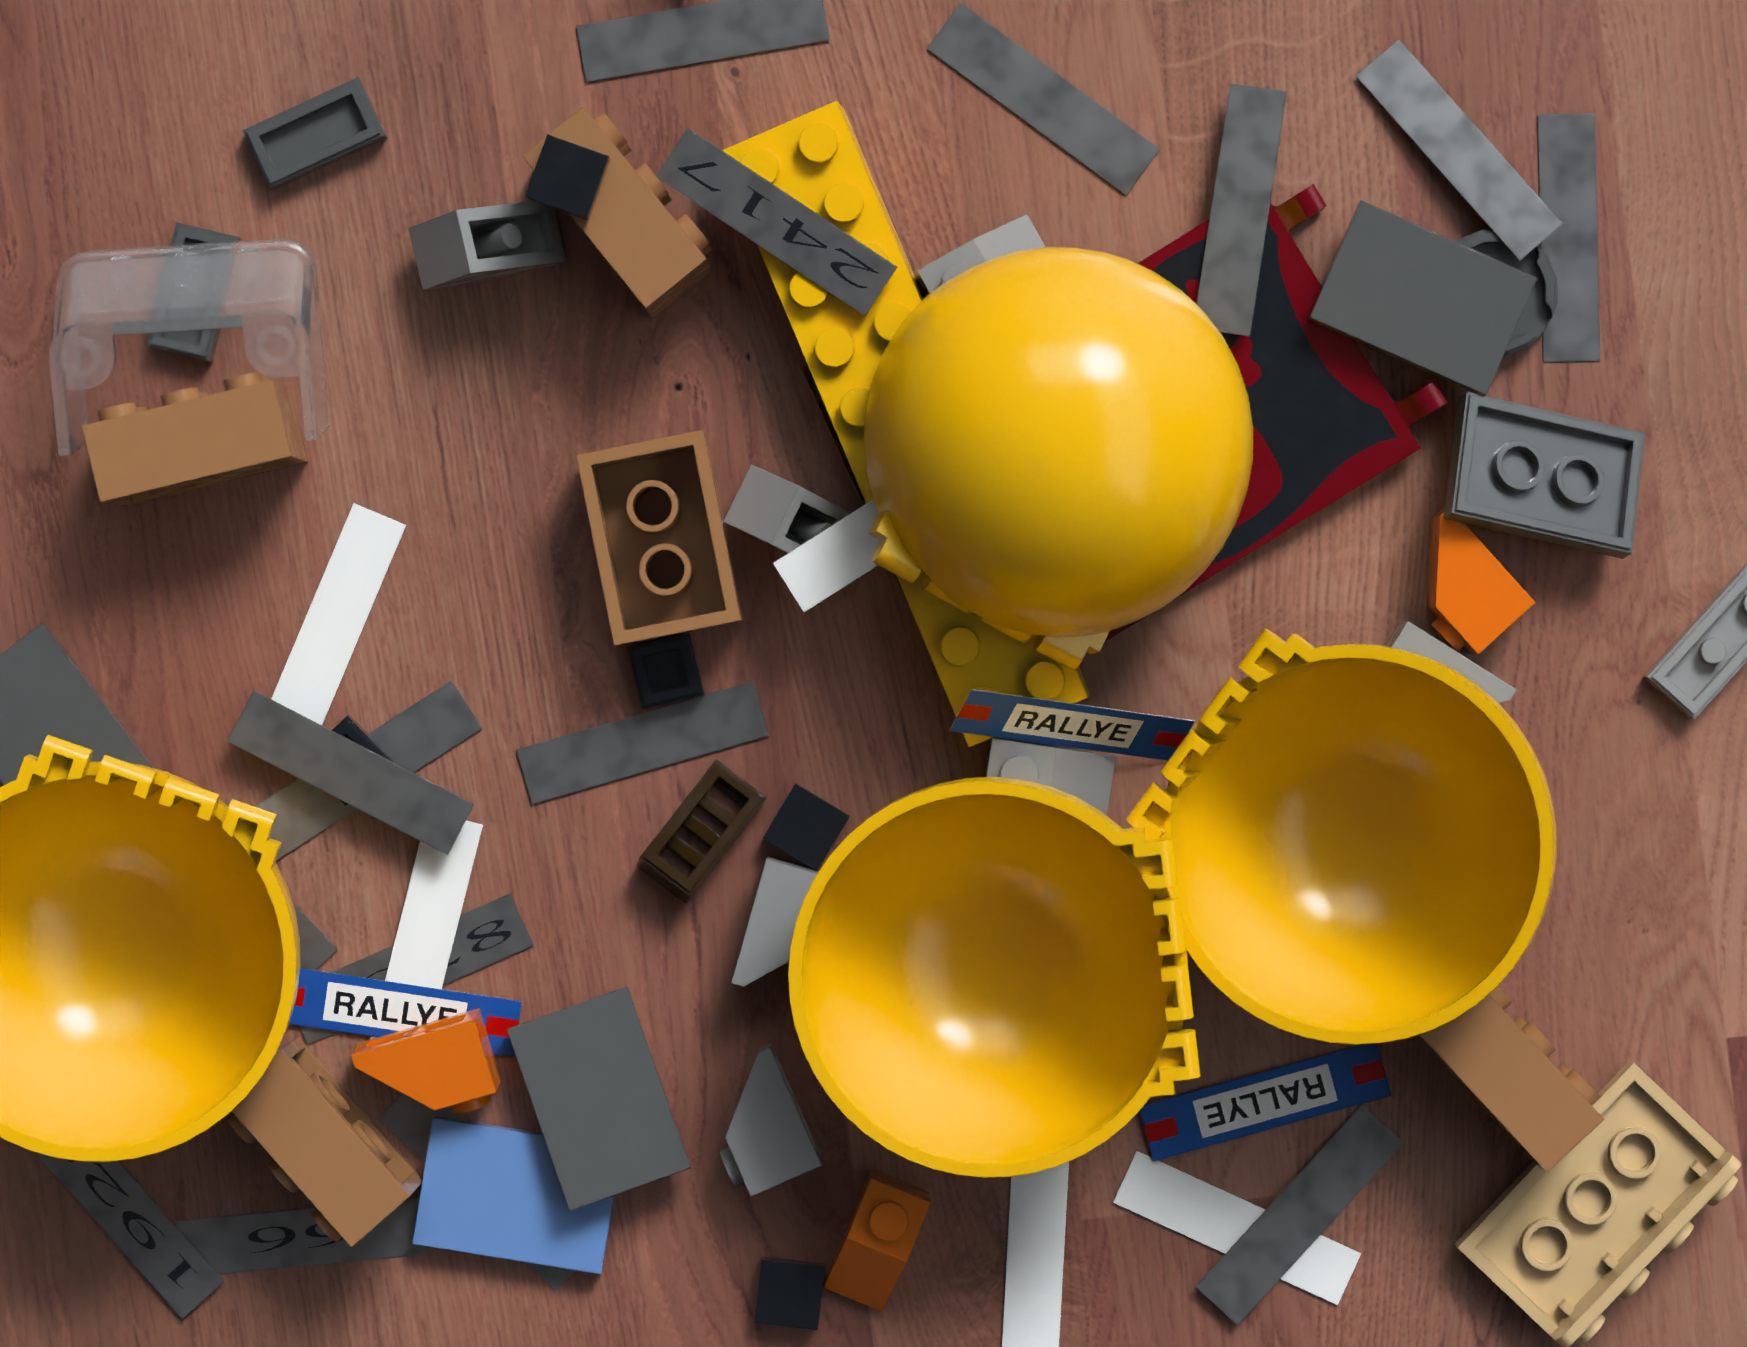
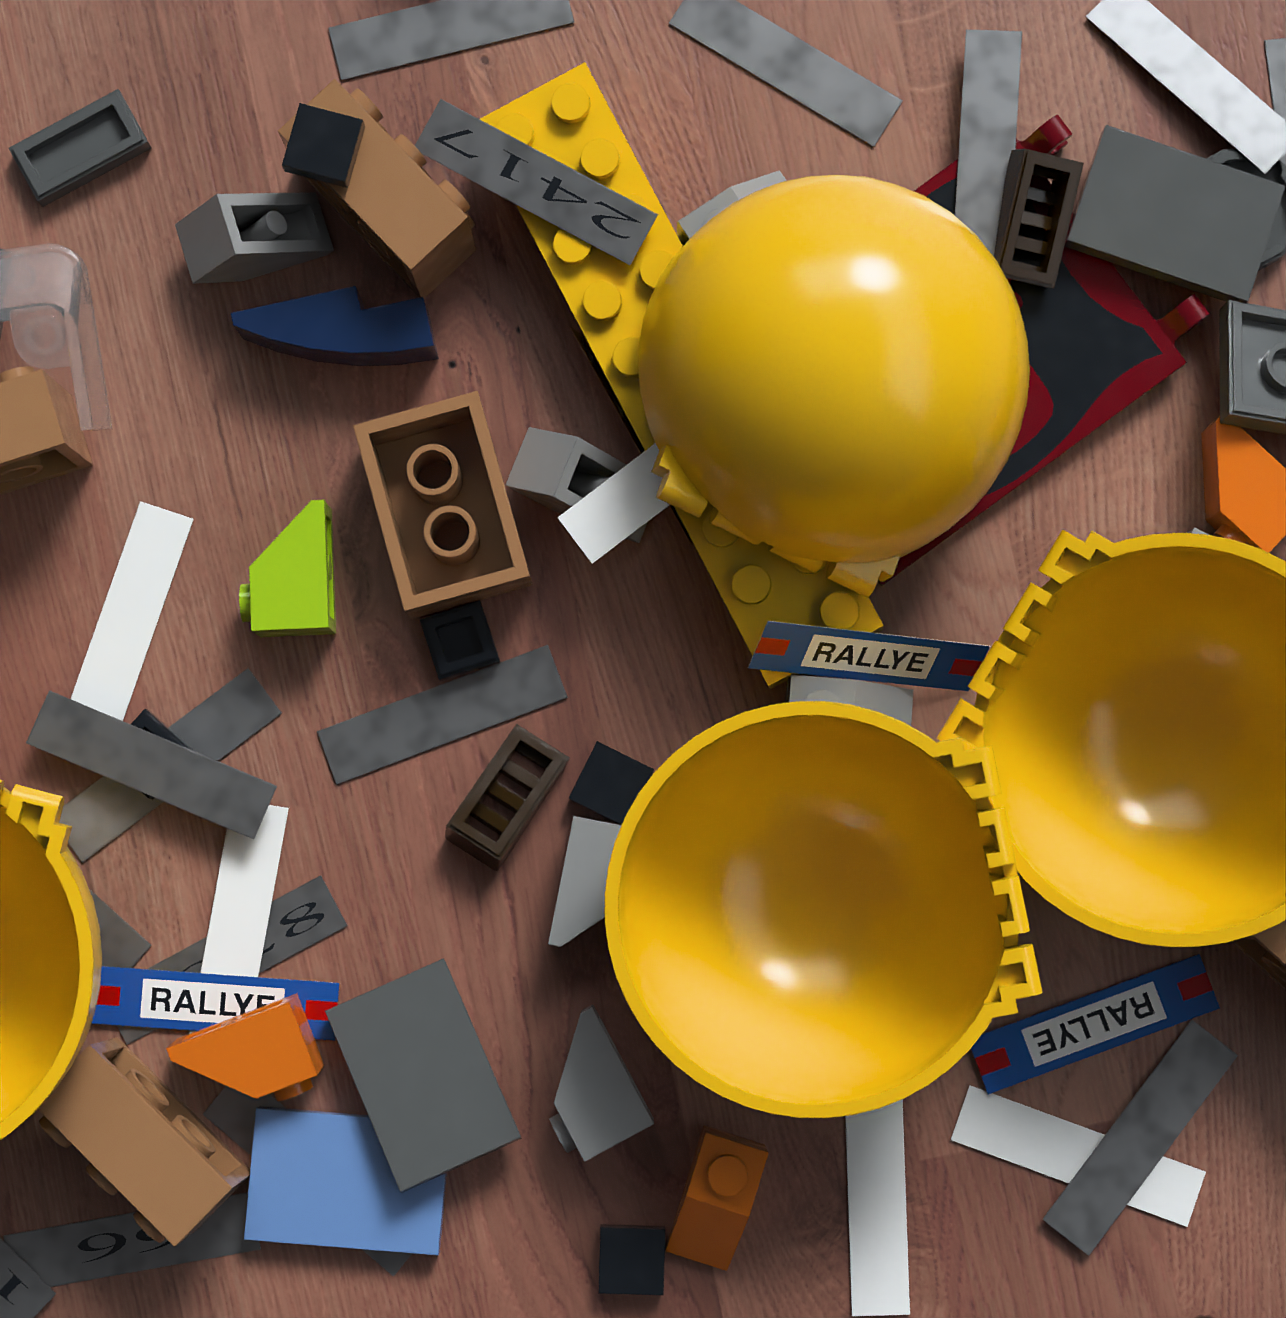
camera: 15 degrees left, 5 degrees down
(505, 598) = (294, 579): none -> lime slope
(570, 349) = (340, 331): none -> dark blue slope
(1301, 297) = (1061, 199): none -> dark brown slope

